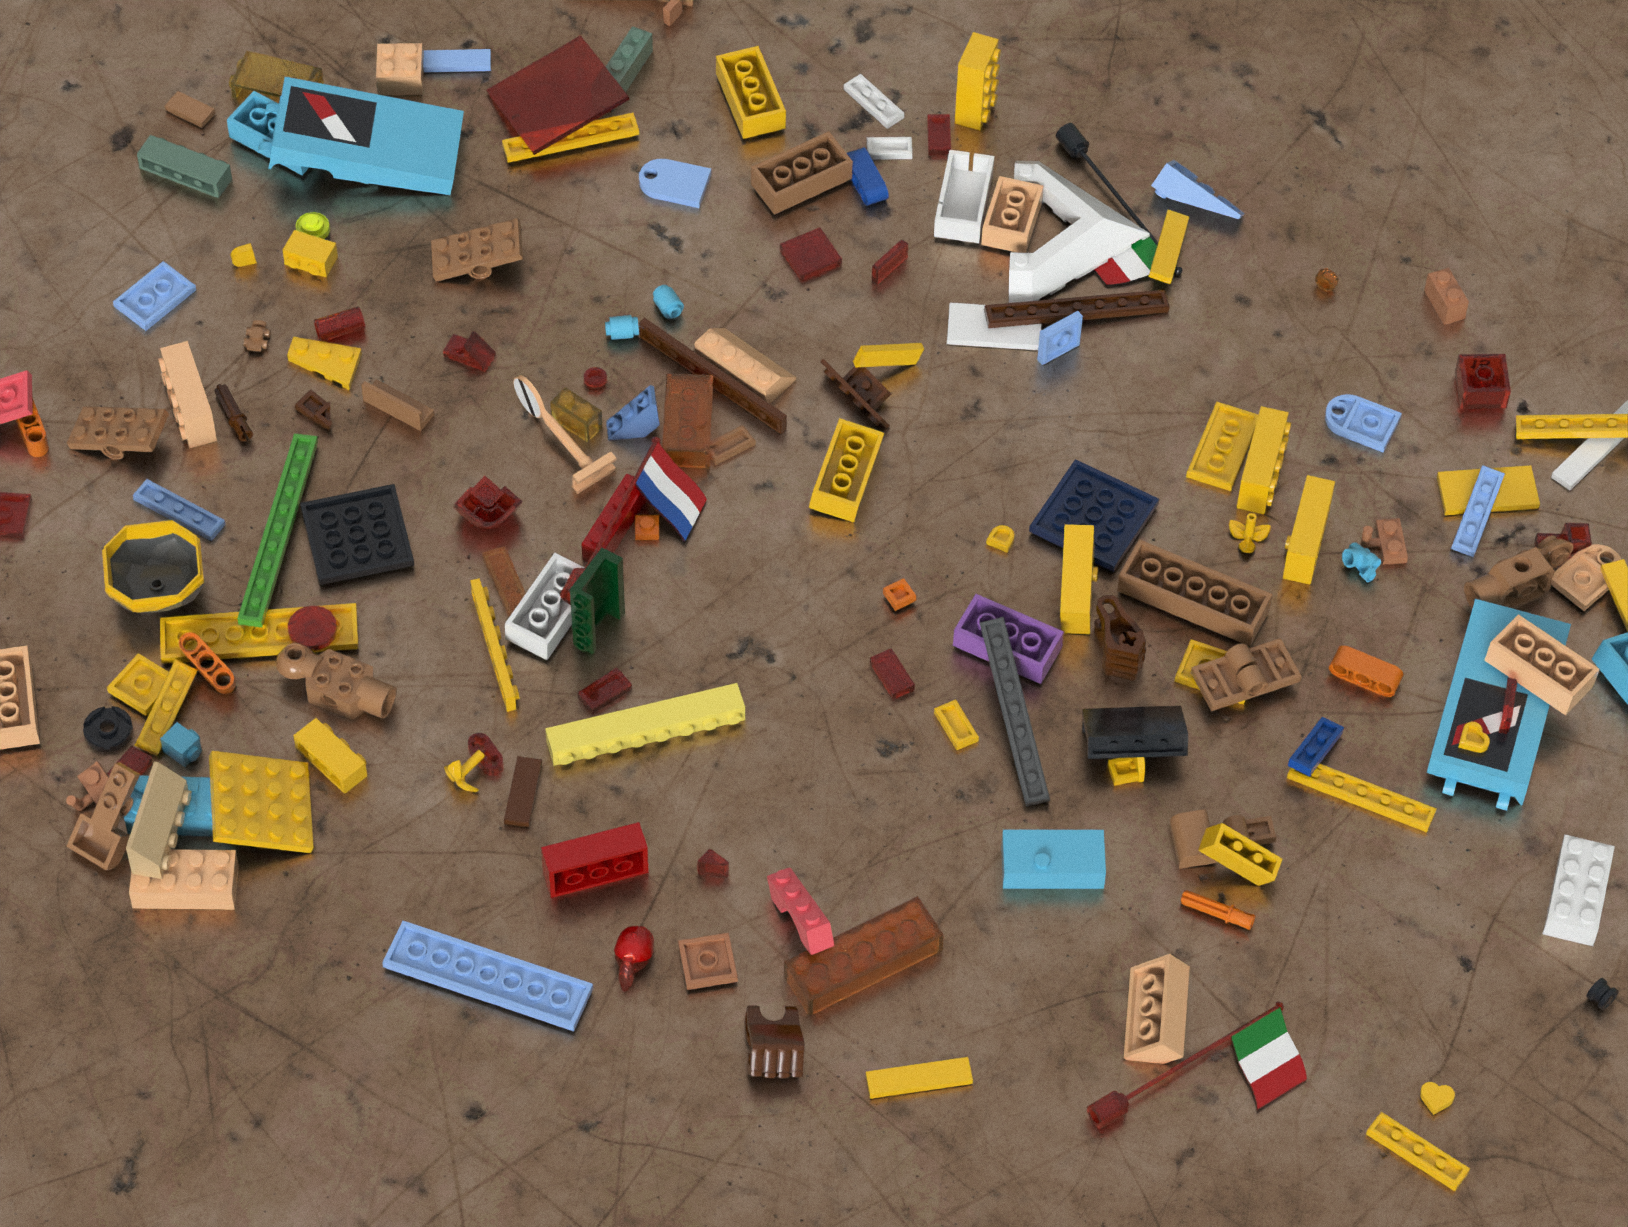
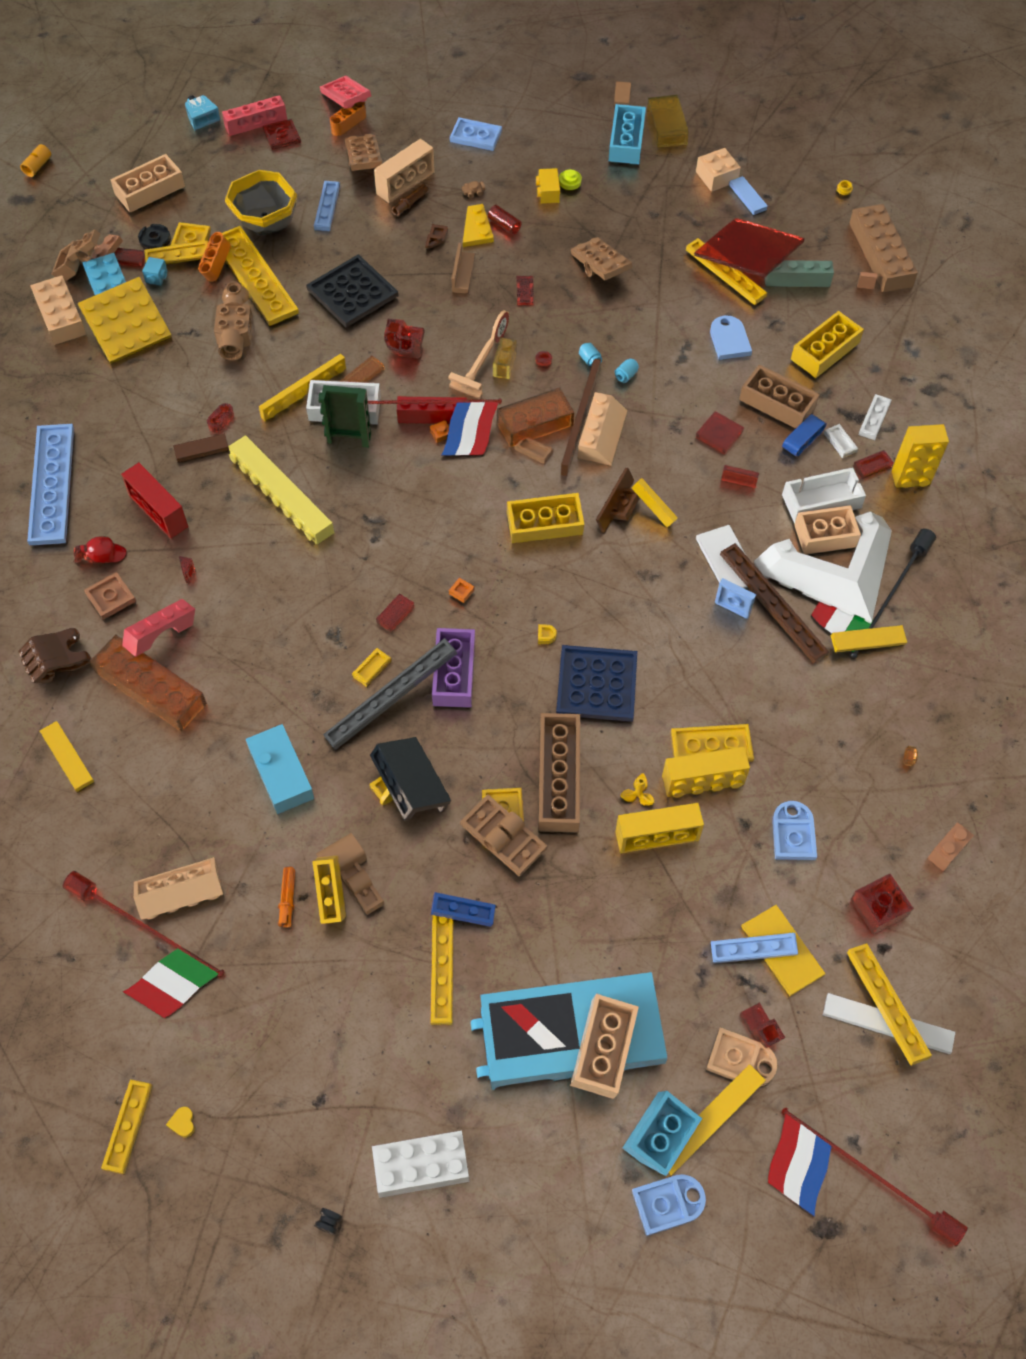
camera: 65 degrees right, 5 degrees up
(157, 822) = (71, 268): tan slope -> none
(184, 166) = (577, 107): sand green brick -> none
(243, 255) = (528, 158): yellow tile -> none
(277, 530) = (331, 251): bright green plate -> none
(312, 627) = (265, 294): clear red tile -> none
(330, 755) = (180, 342): yellow brick -> none
(365, 136) = (649, 170): medium azure piece -> none
(457, 773) = (196, 406): yellow plant -> none
(604, 690) = (300, 459): clear red tile -> none
(636, 418) = (520, 387): medium blue slope -> none
(1077, 579) = (523, 688): yellow brick -> none
(1113, 632) = (475, 736): reddish brown piece -> none
(1181, 185) = (931, 627): light blue wedge -> none
(1362, 559) = (659, 878): medium azure plate -> none
(1366, 671) = (555, 921): orange beam -> none
(1389, 540) = (690, 894): nougat plate -> none
(1473, 738) = (512, 1020): yellow tile -> none
(1508, 705) = (553, 1034): clear red tile -> none
(1521, 577) = (702, 1004): medium nougat brick -> none

